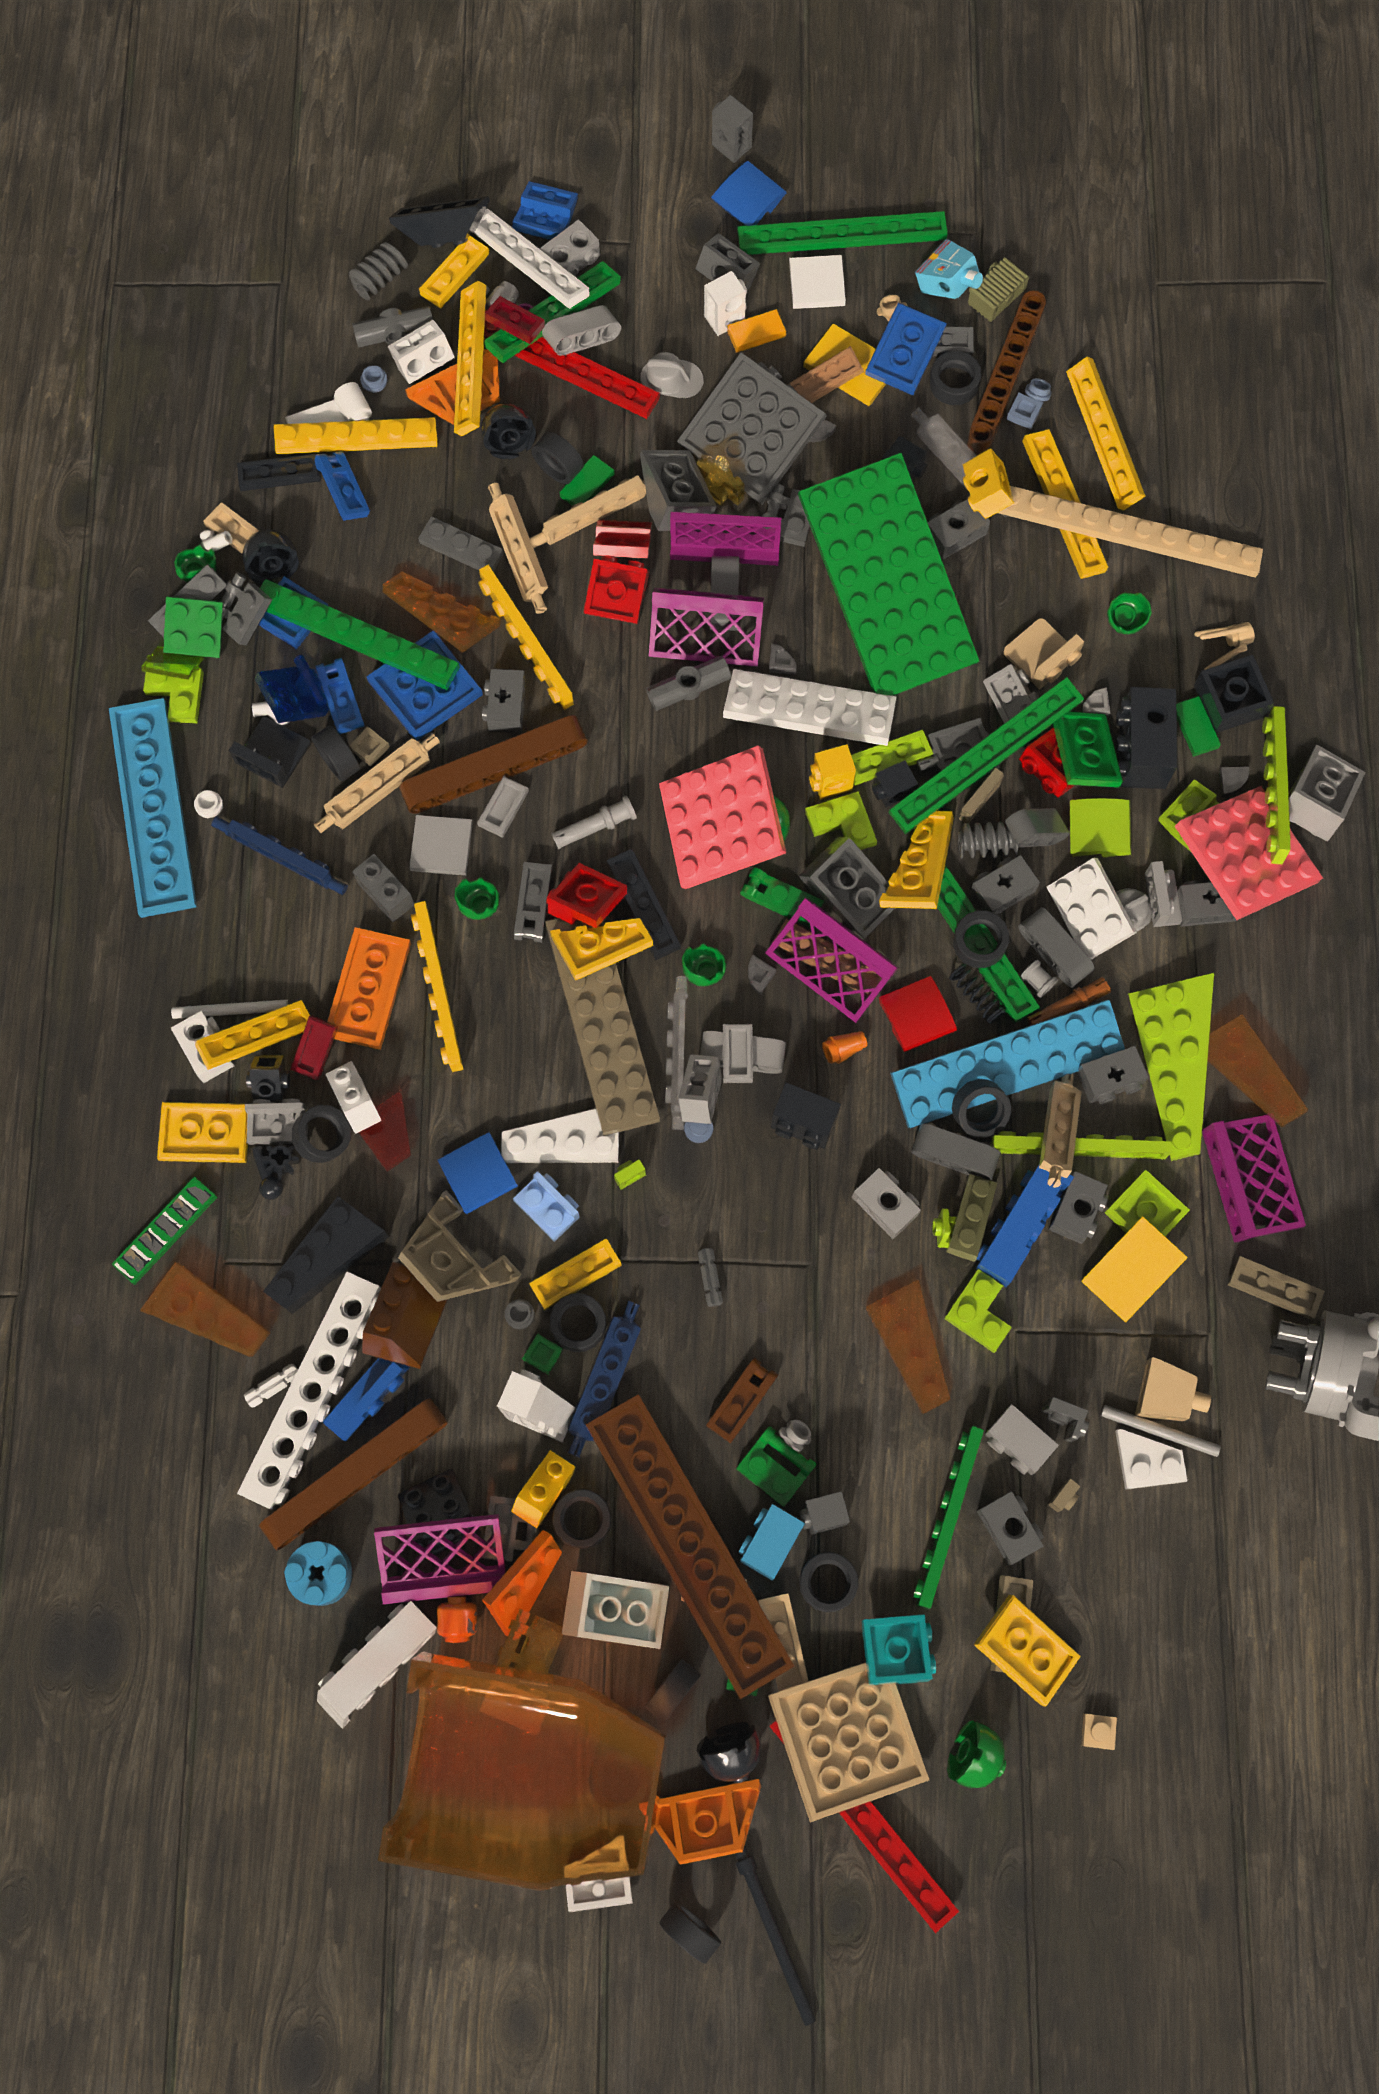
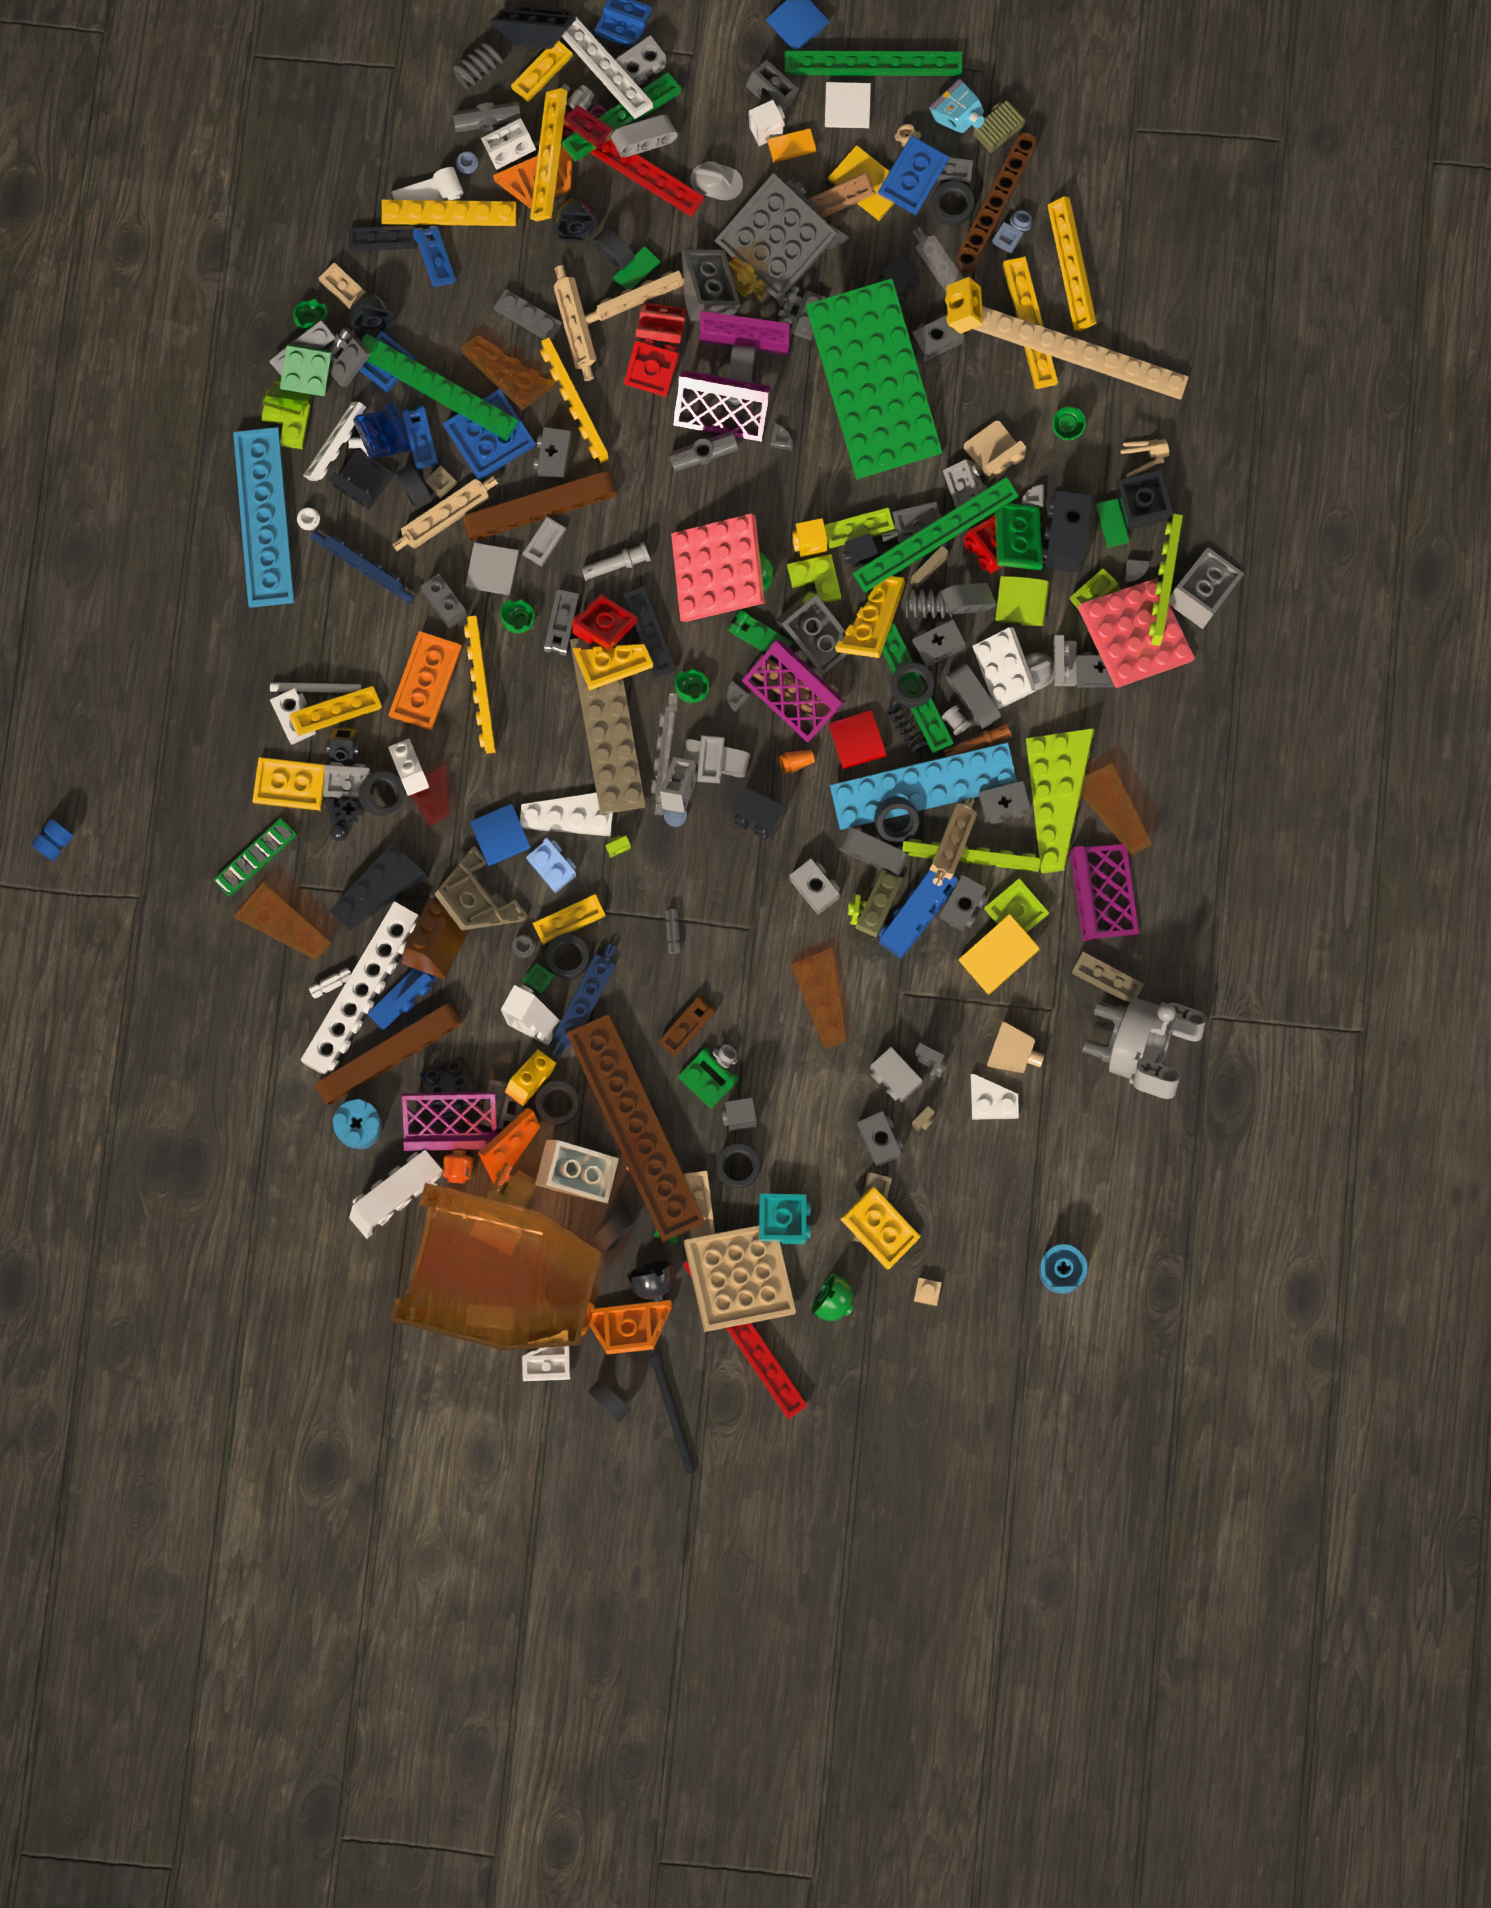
camera: 10 degrees right, 5 degrees up
(213, 541) = (327, 297): white arm -> none
(230, 718) = (330, 448): none -> white plate
(314, 1047) = (380, 725): dark red tile -> none
(771, 1542) = (697, 1131): dark azure brick -> none
(809, 707) = (799, 480): white plate -> none
(944, 1529) = (829, 1135): green plate -> none
(971, 1312) = (871, 976): lime plate -> none
(1160, 1430) = (1002, 1077): light grey bar -> none
(1290, 1698) = (1072, 1259): none -> dark azure brick

